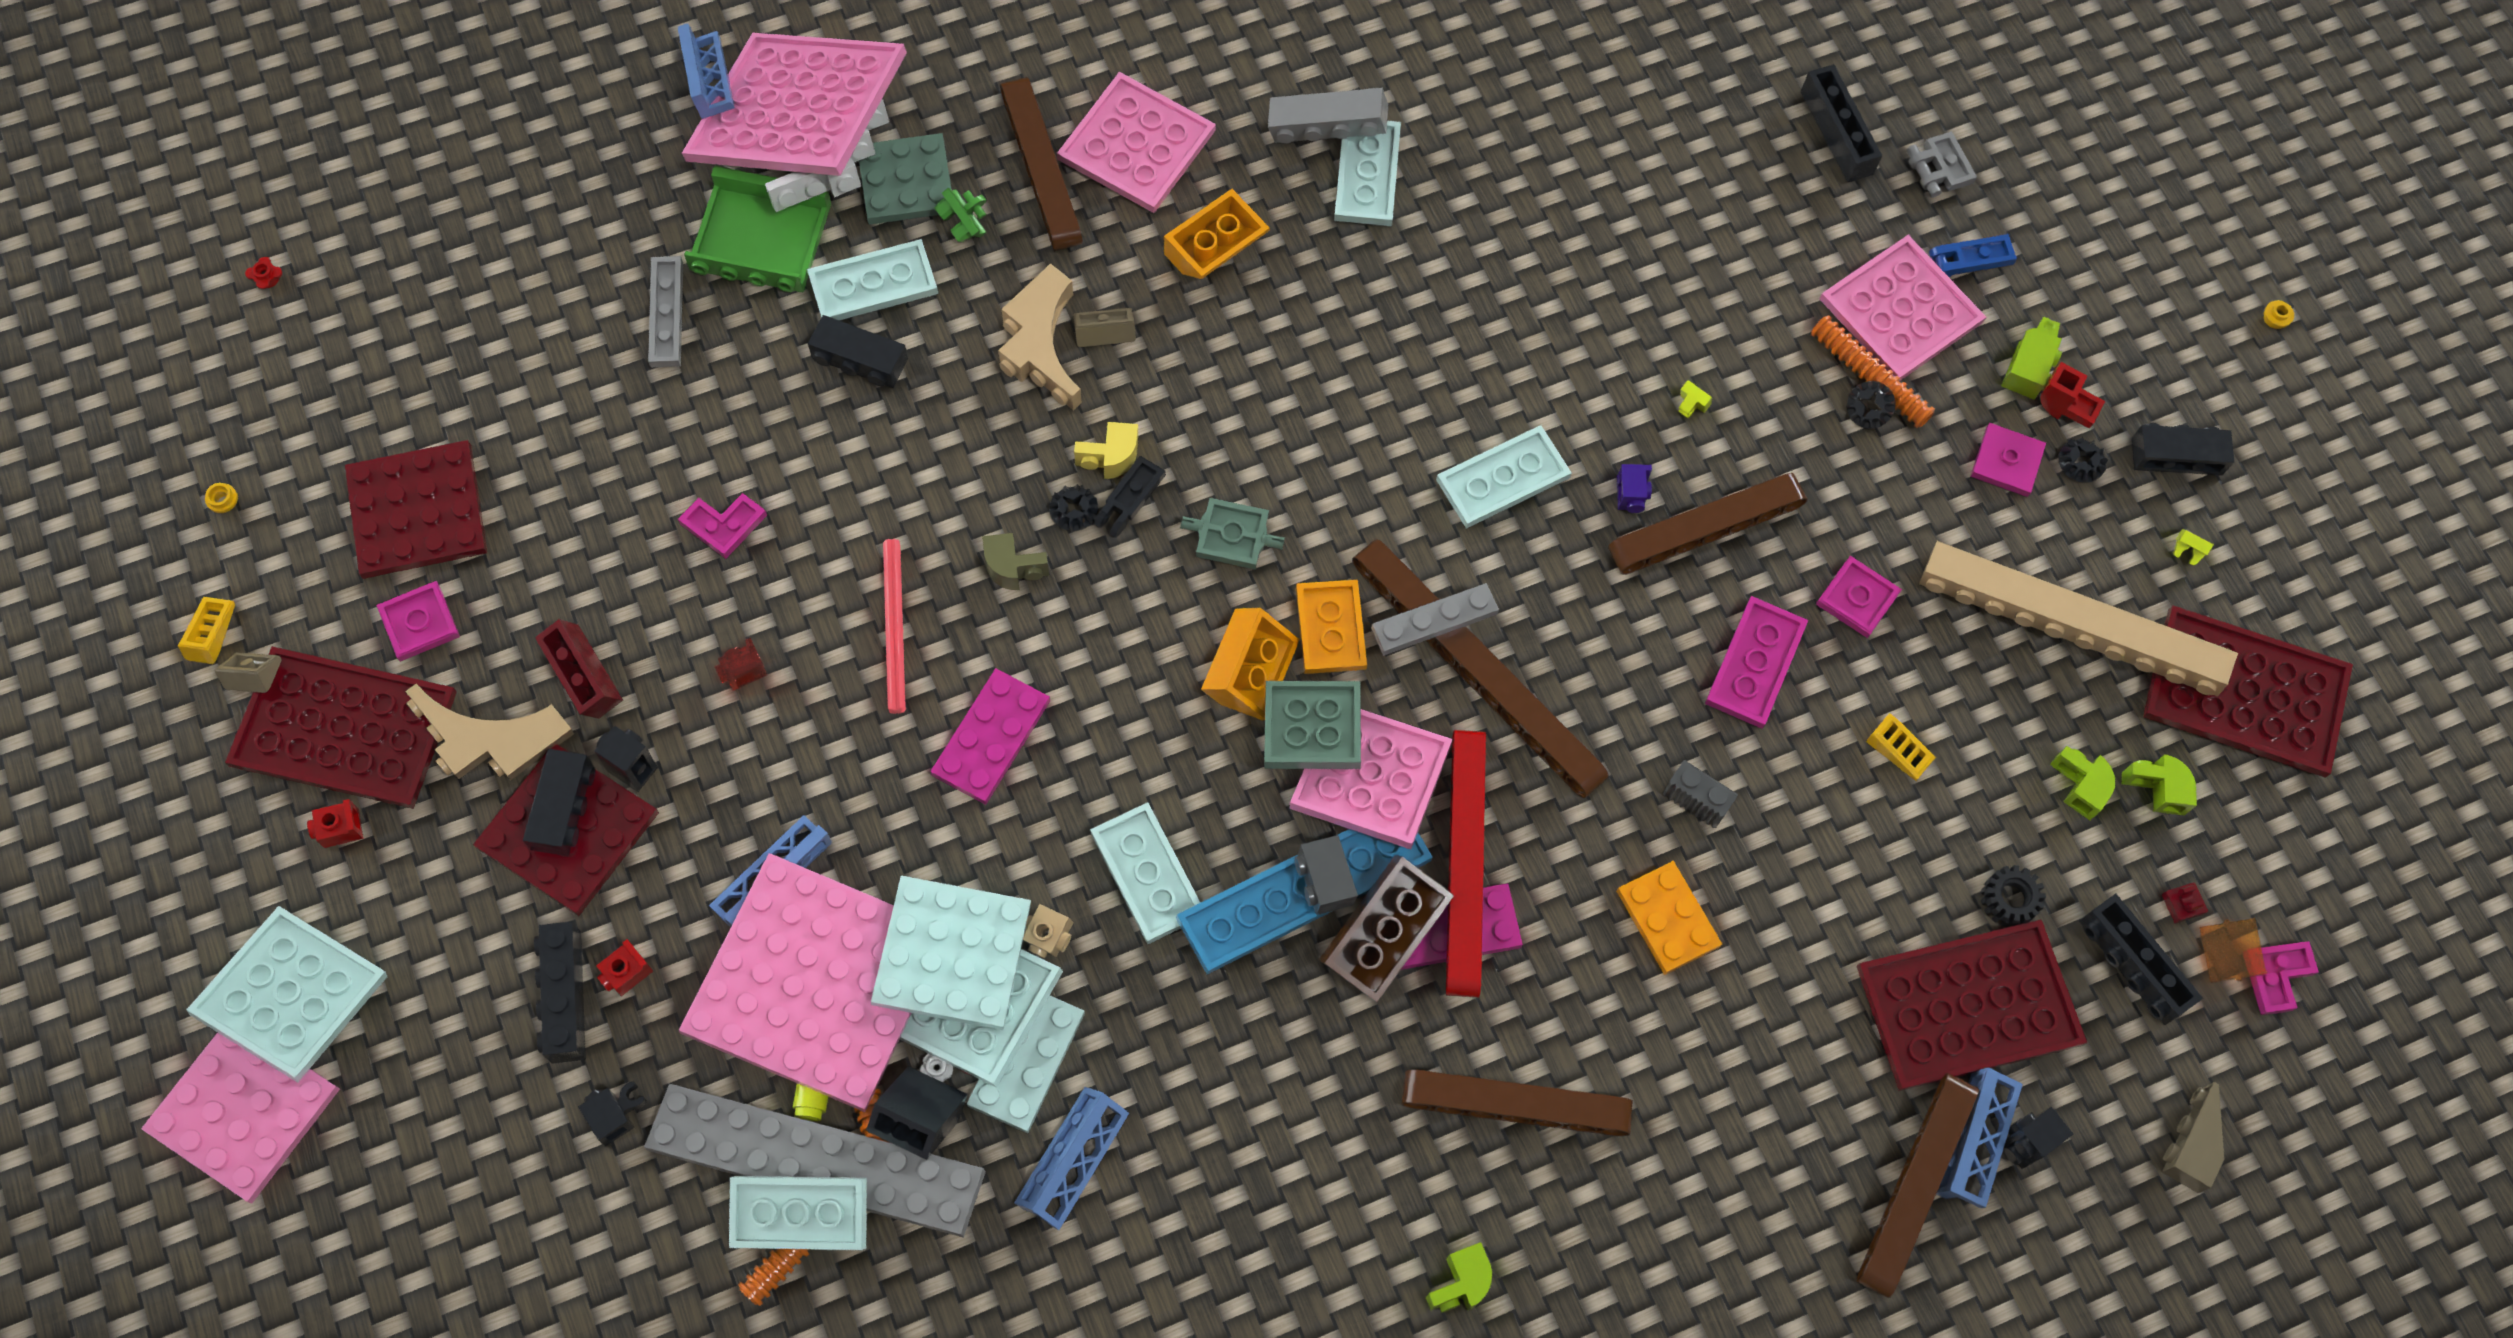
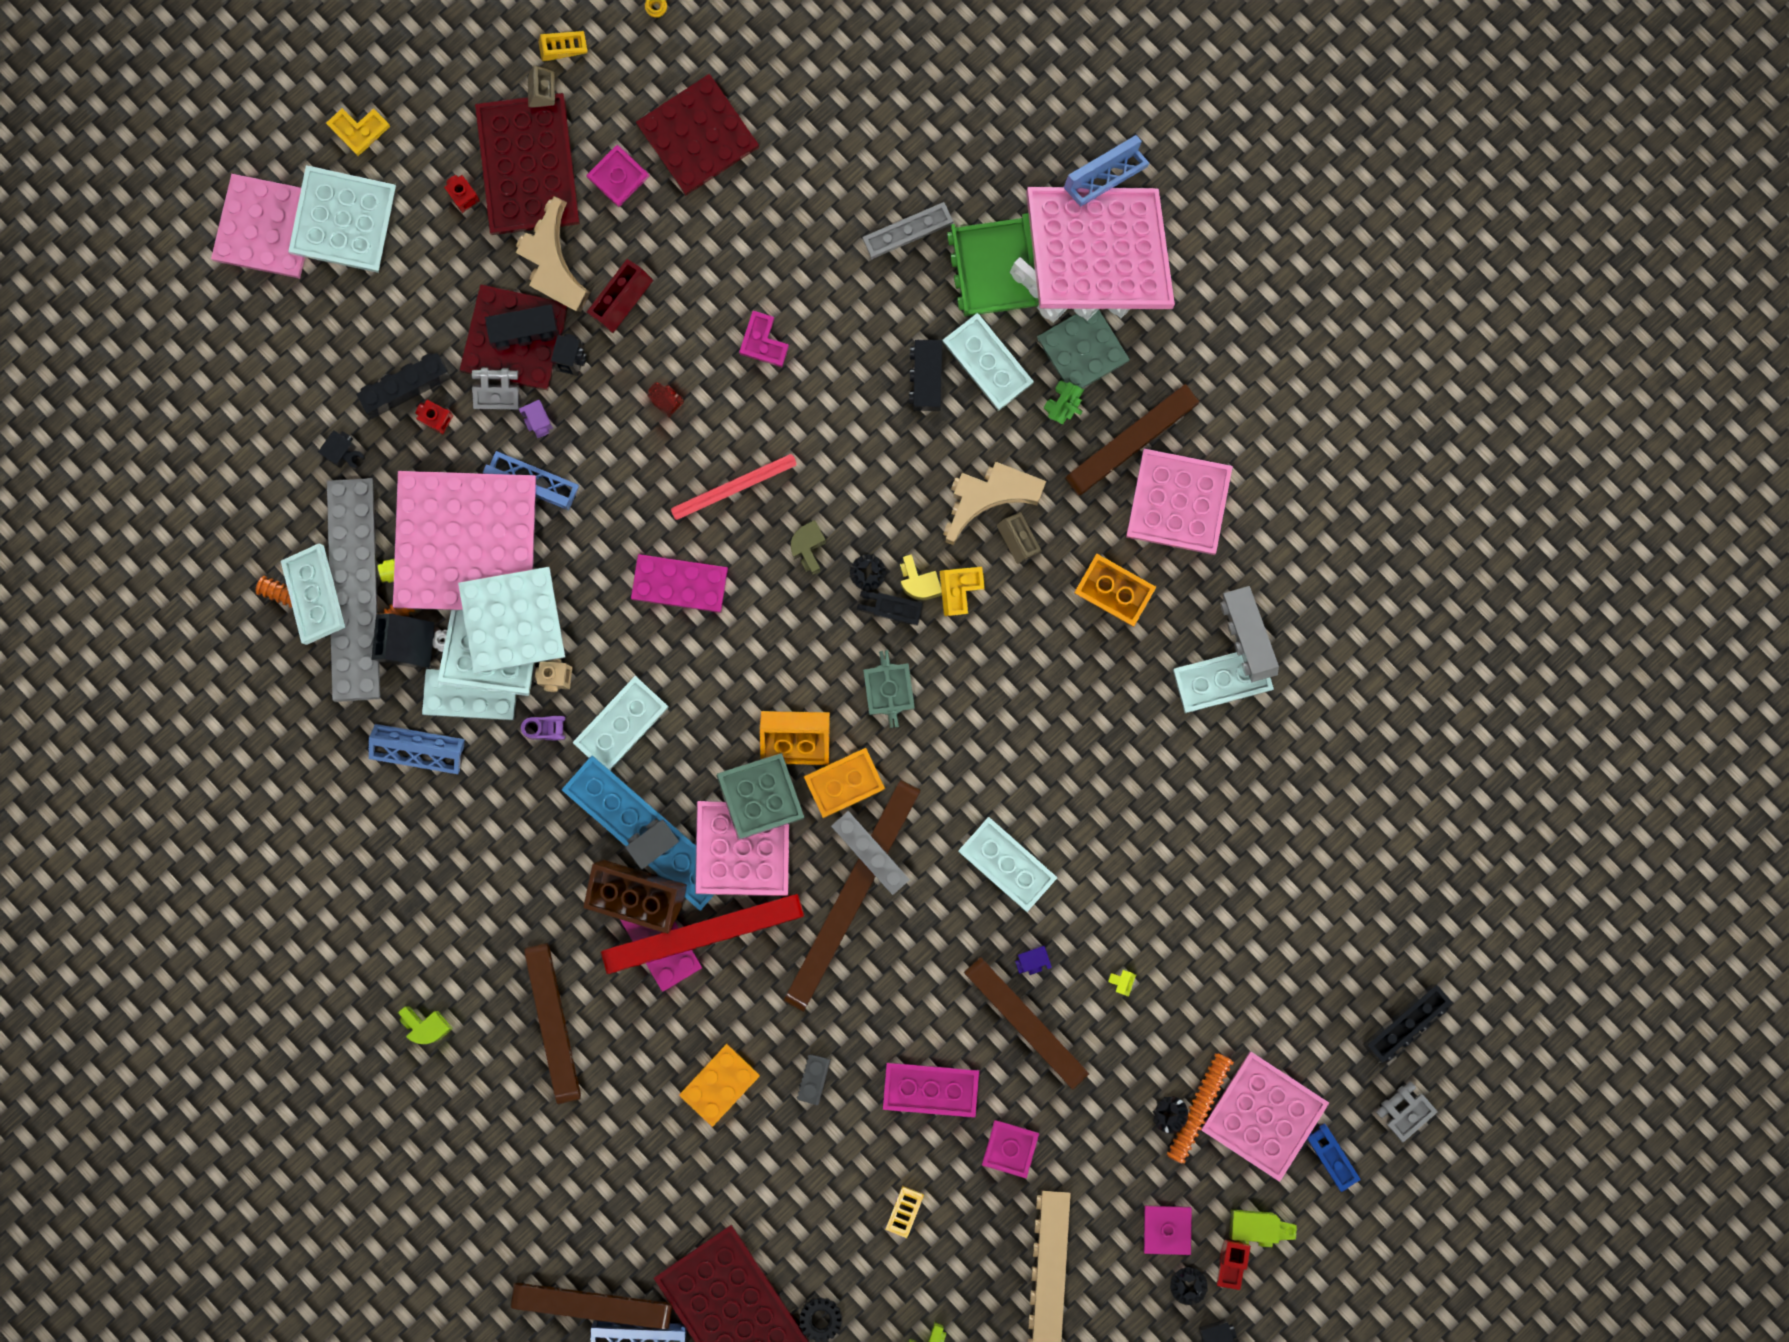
camera: 75 degrees right, 15 degrees up
(182, 934) = (361, 134): none -> yellow plate
(635, 876) = (495, 396): none -> light grey plate
(690, 834) = (536, 418): none -> medium lavender brick
(1115, 968) = (546, 728): none -> medium lavender piece
(1134, 407) = (954, 587): none -> yellow plate

